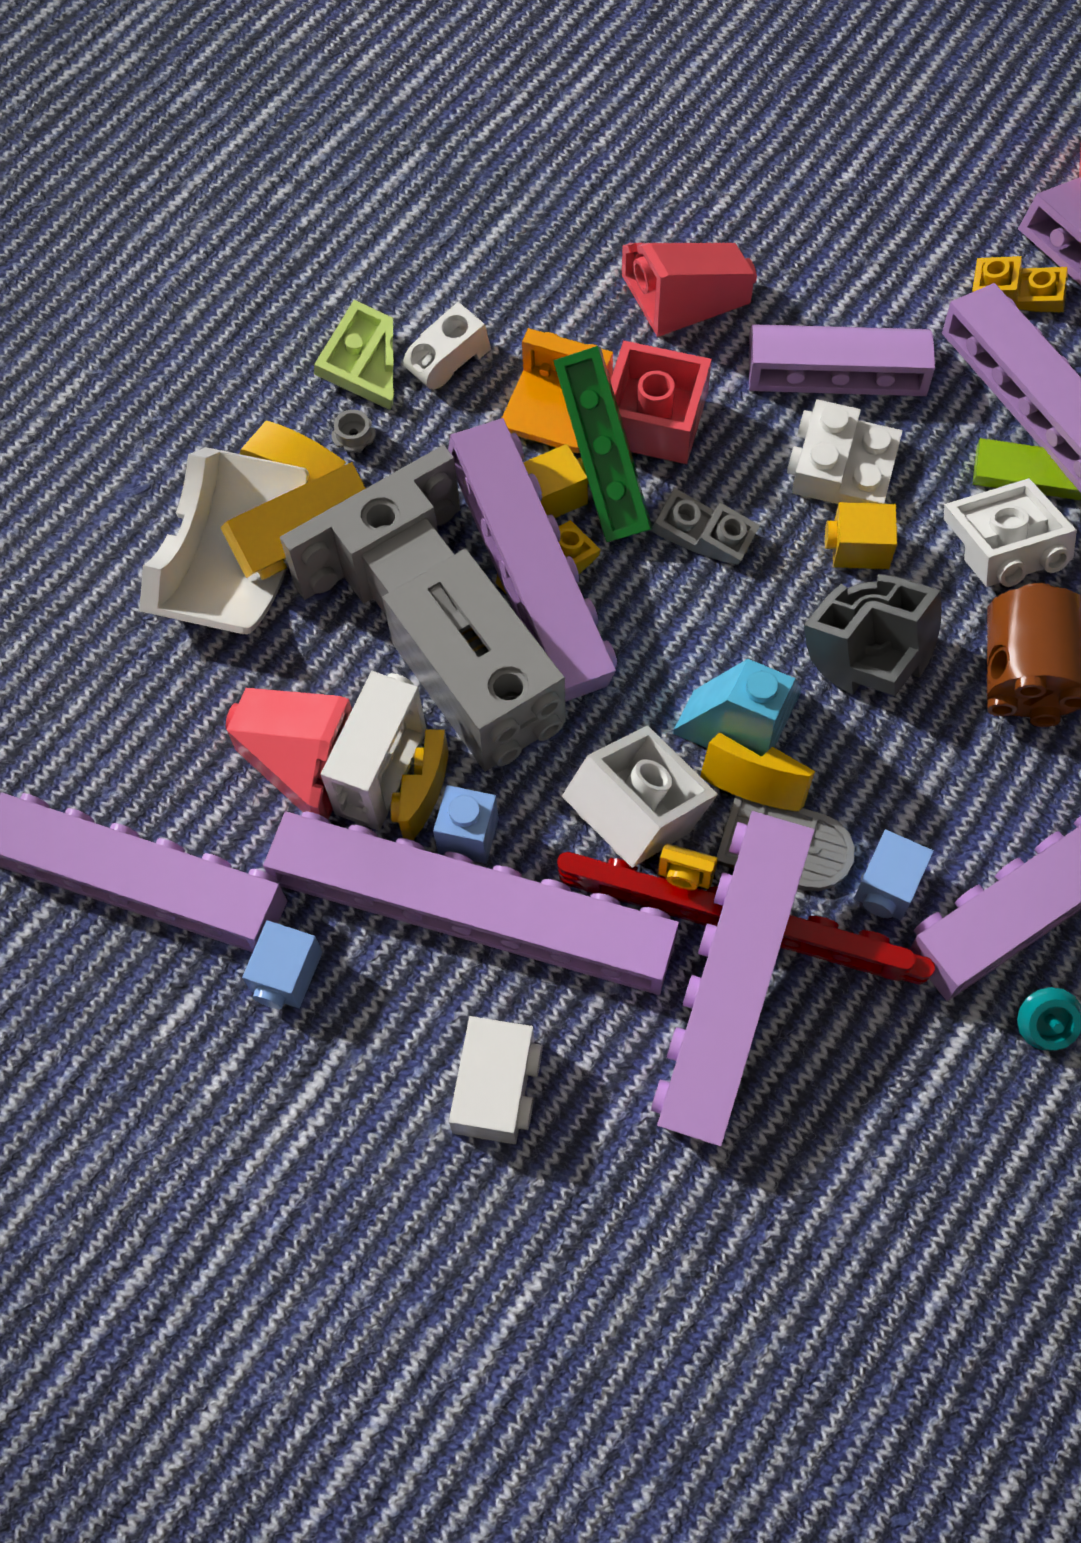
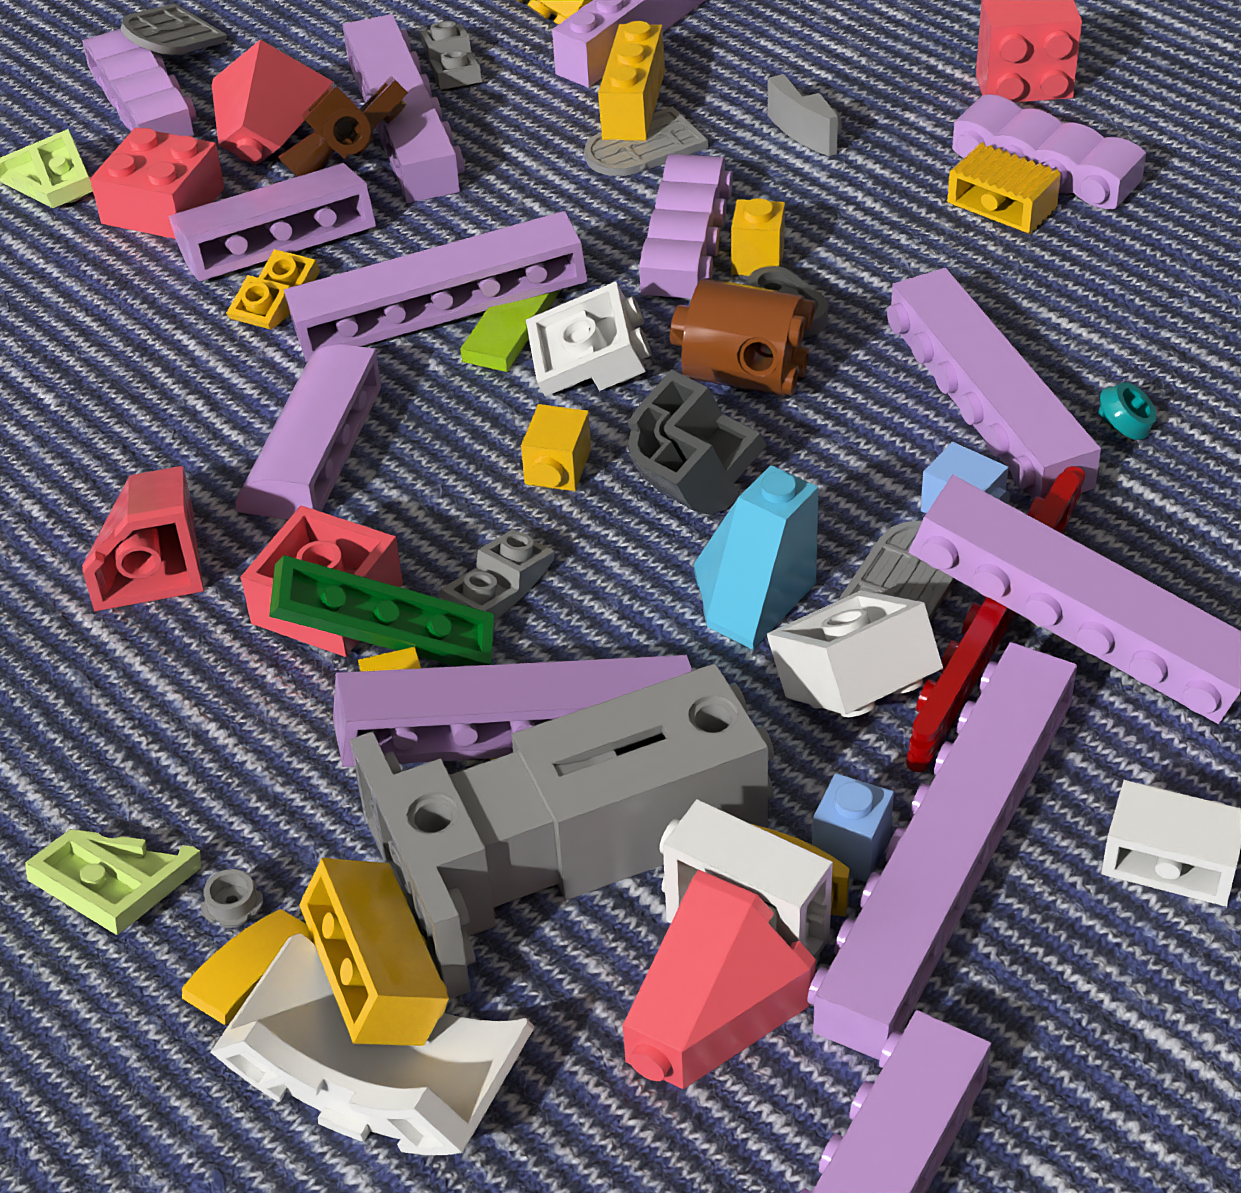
camera: 80 degrees left, 20 degrees down
(282, 966) = (1022, 1034): light blue brick -> none
(447, 346) = (143, 777): white leg -> none
(538, 404) = (258, 677): light orange bracket -> none
(687, 867) = (956, 612): yellow slope -> none
(765, 779) = (837, 566): yellow slope -> none
(843, 456) = (444, 453): white plate -> none

